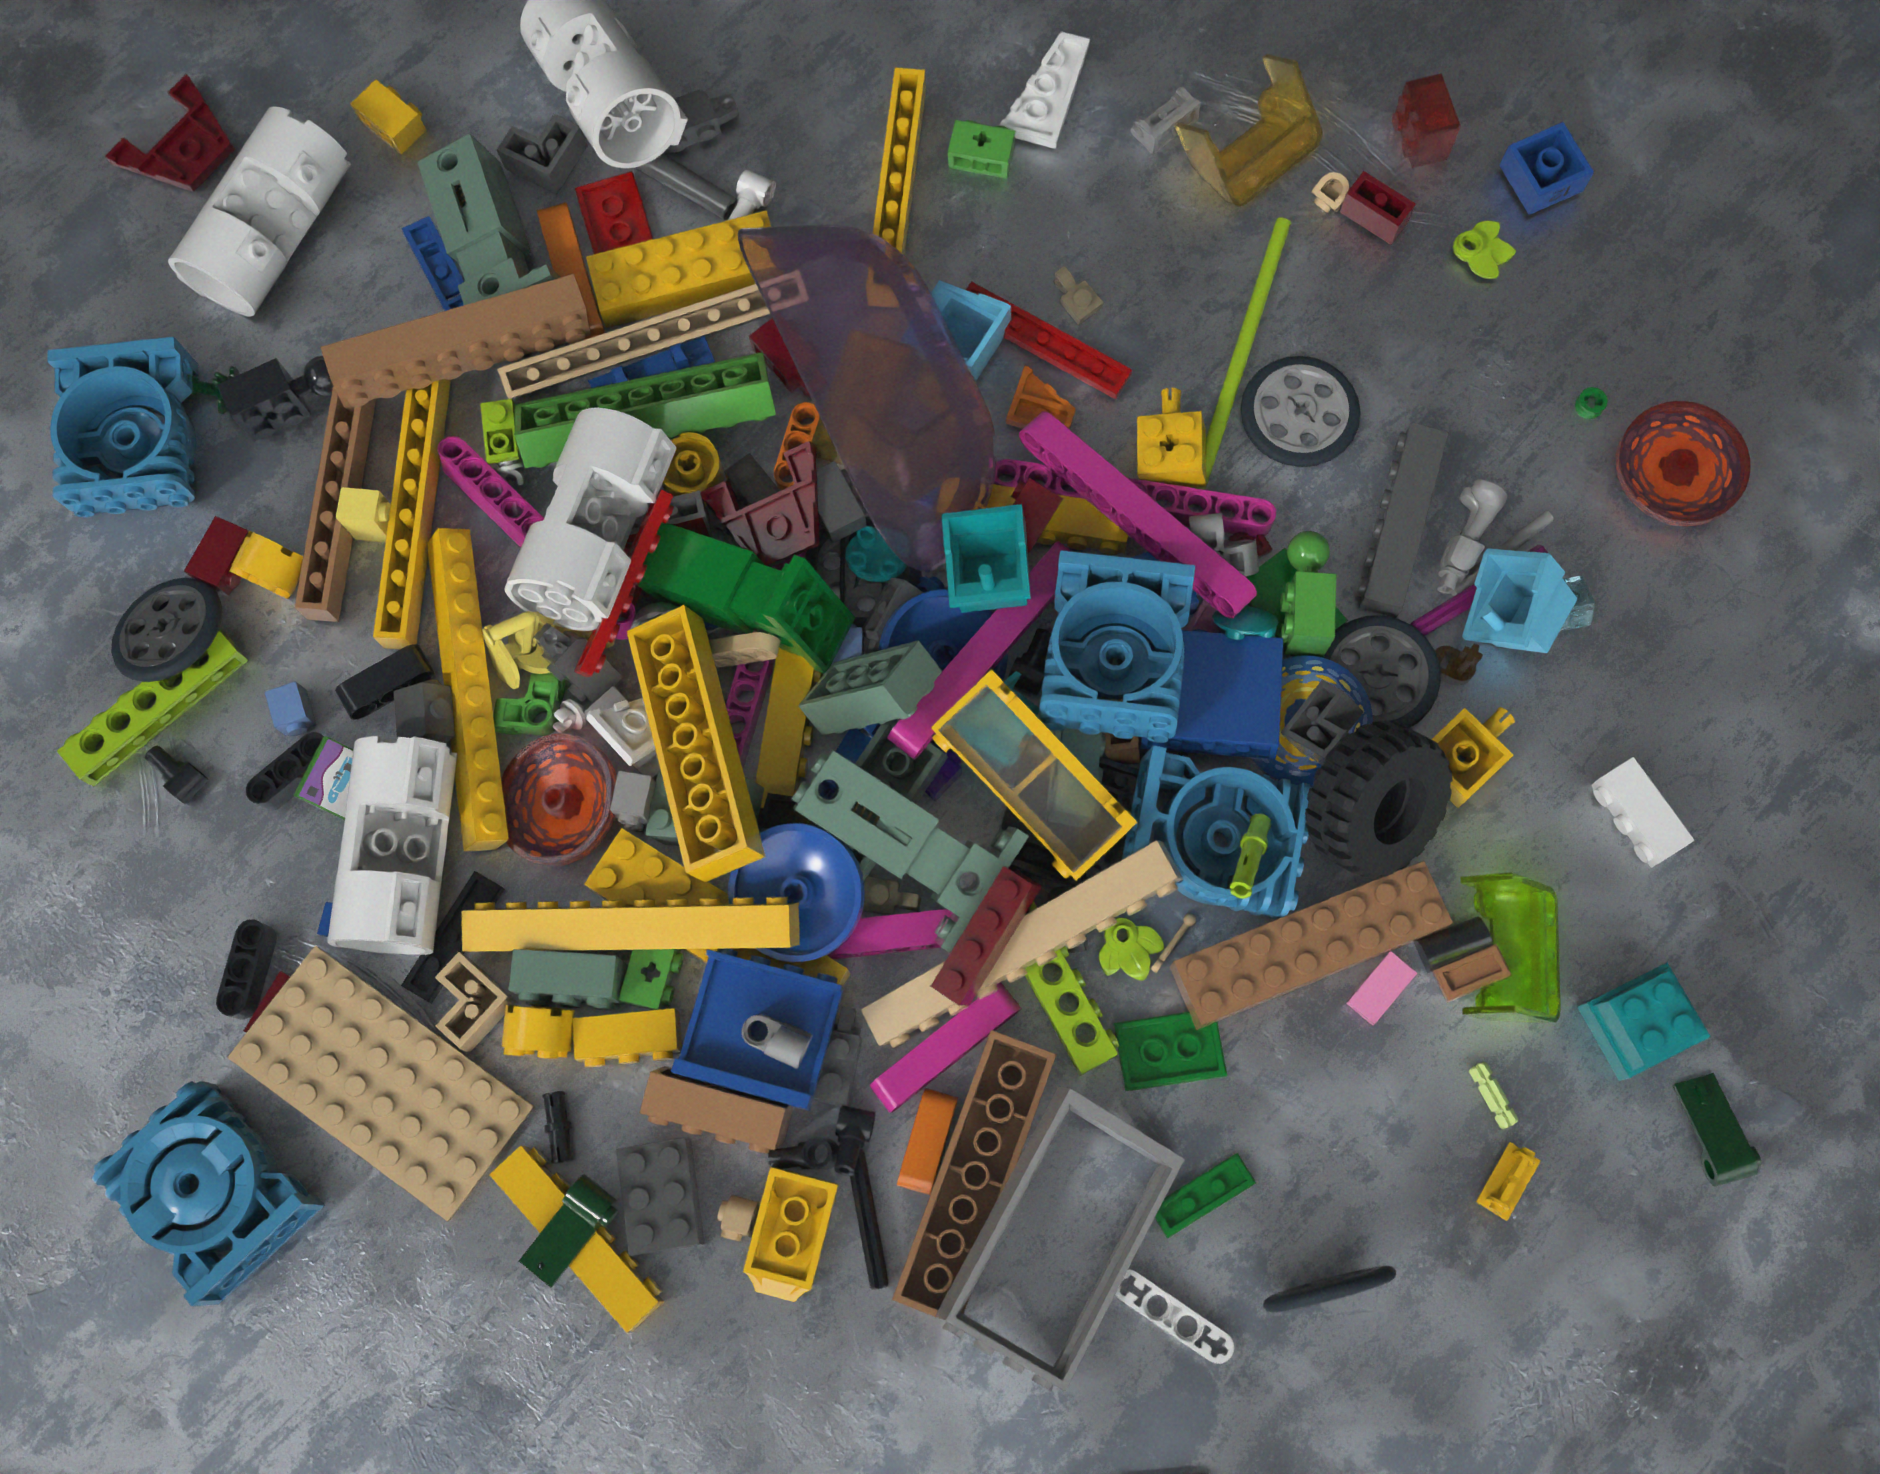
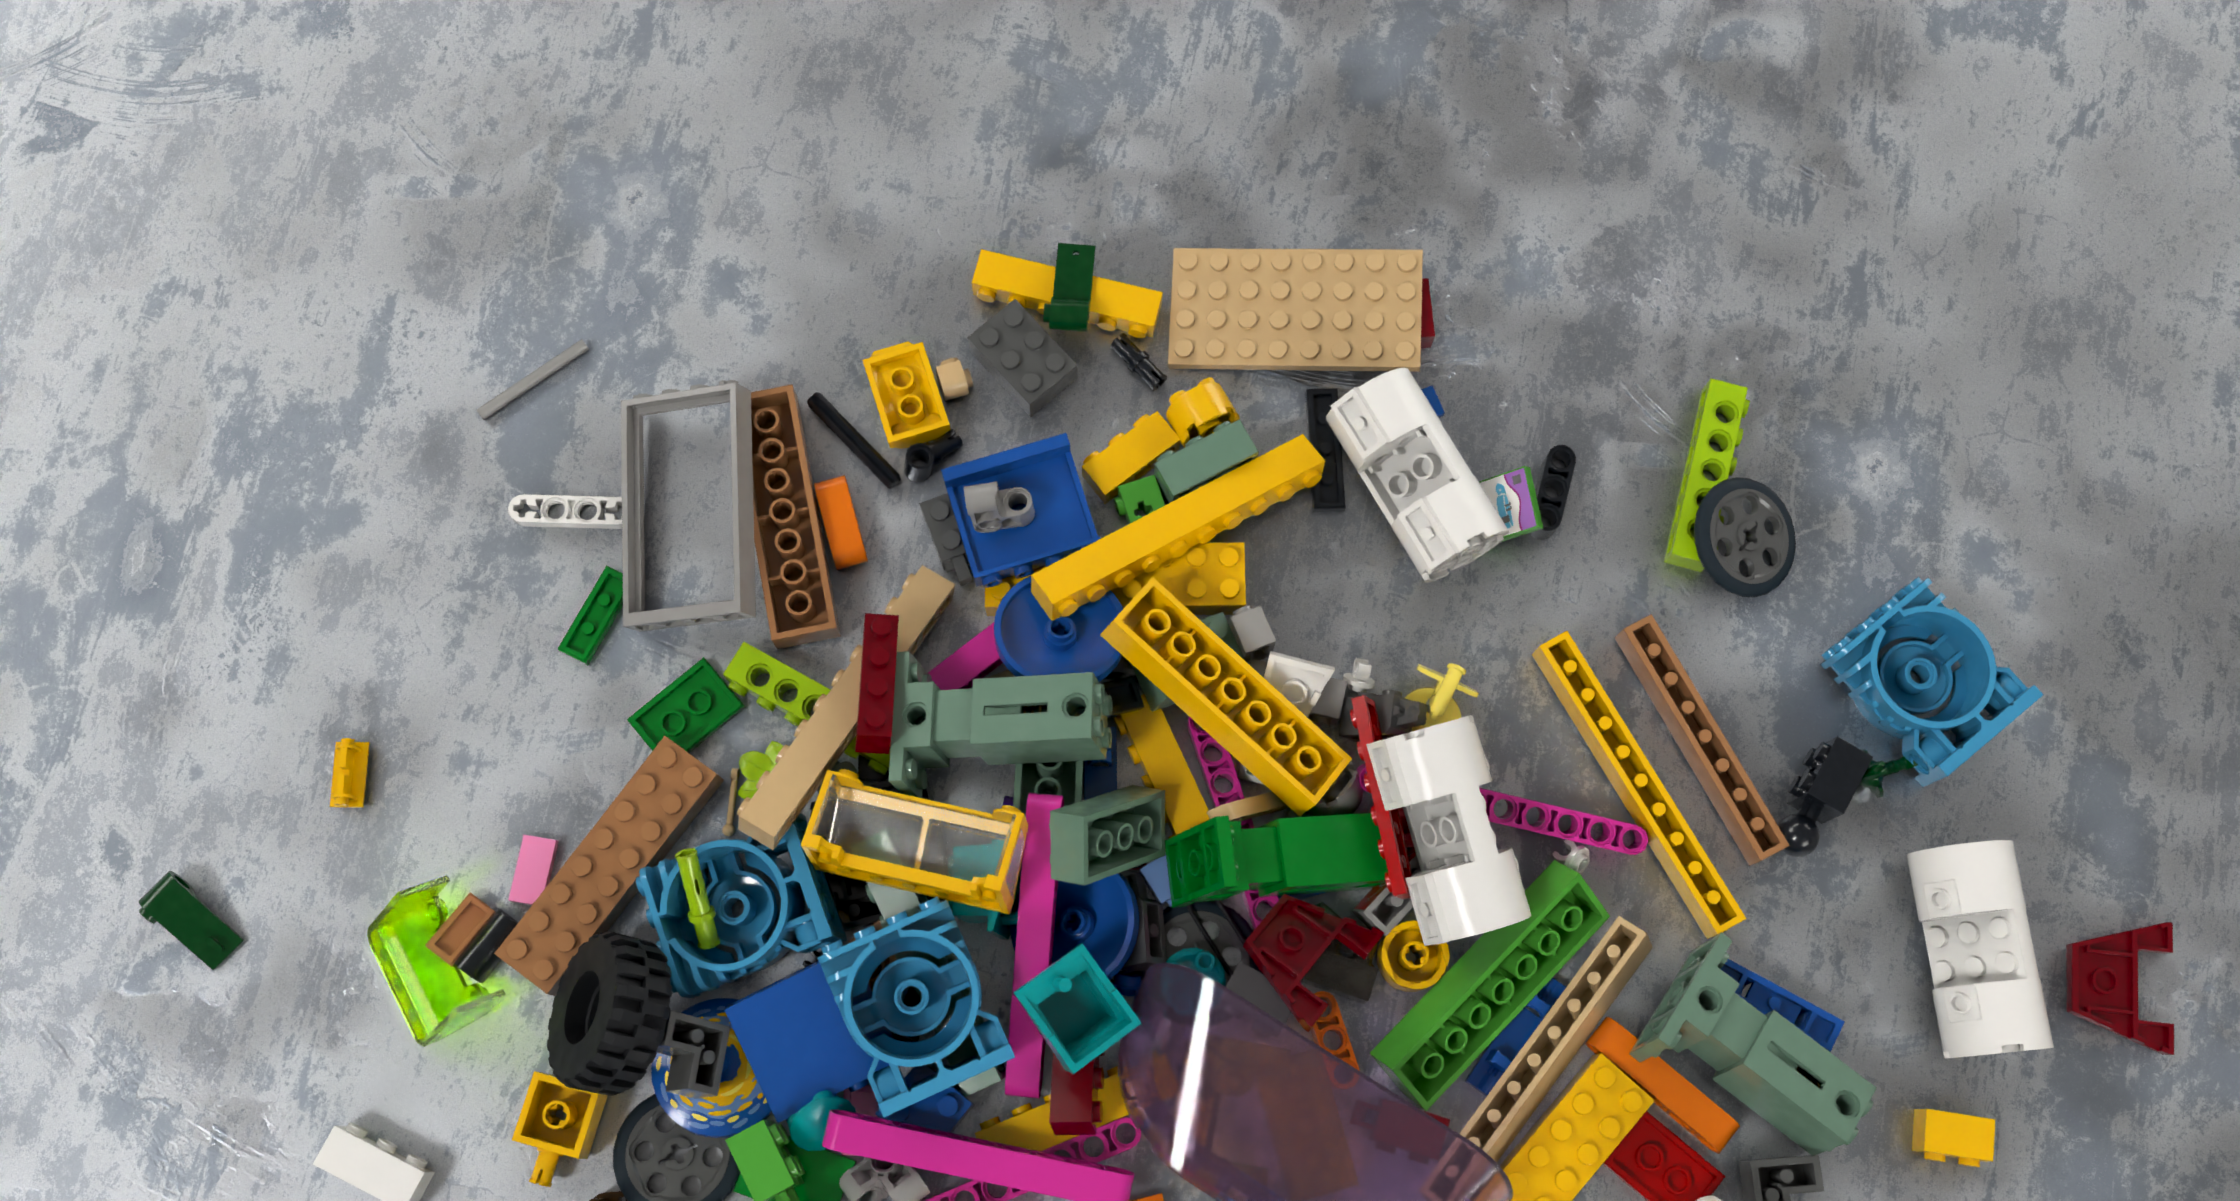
camera: 140 degrees right, 0 degrees up
(156, 1192) = (1372, 122): dark azure brick -> none
(180, 777) = (1634, 434): black pin -> none
(216, 554) = (1753, 628): dark red brick -> none
(252, 985) = (1465, 312): black beam -> none
(268, 565) = (1706, 641): yellow brick -> none
(290, 709) = (1592, 539): medium blue brick -> none
(364, 513) = (1661, 732): light yellow brick -> none
(376, 684) = (1534, 610): black beam -> none
(425, 711) = (1477, 597): dark grey torso -> none
(456, 341) = (1695, 927): medium nougat brick -> none
(466, 672) = (1462, 645): yellow brick -> none
(479, 1003) = (1265, 411): tan brick -> none
(498, 431) = (1605, 882): lime slope -> none
(518, 715) = (1403, 651): bright green piece -> none
(558, 799) = (1318, 599): clear red dish -> none
(715, 1110) = (1021, 427): medium nougat brick -> none
(853, 1130) = (903, 493): black pin -> none
(944, 1048) = (872, 591): dark pink beam -> none
(1032, 663) = (993, 963): black pin -> none
(1329, 1289) = (449, 590): black wedge -> none
(1493, 1095) = (394, 837): yellowish green axle -> none
(1643, 1022) = (287, 972): teal piece -> none

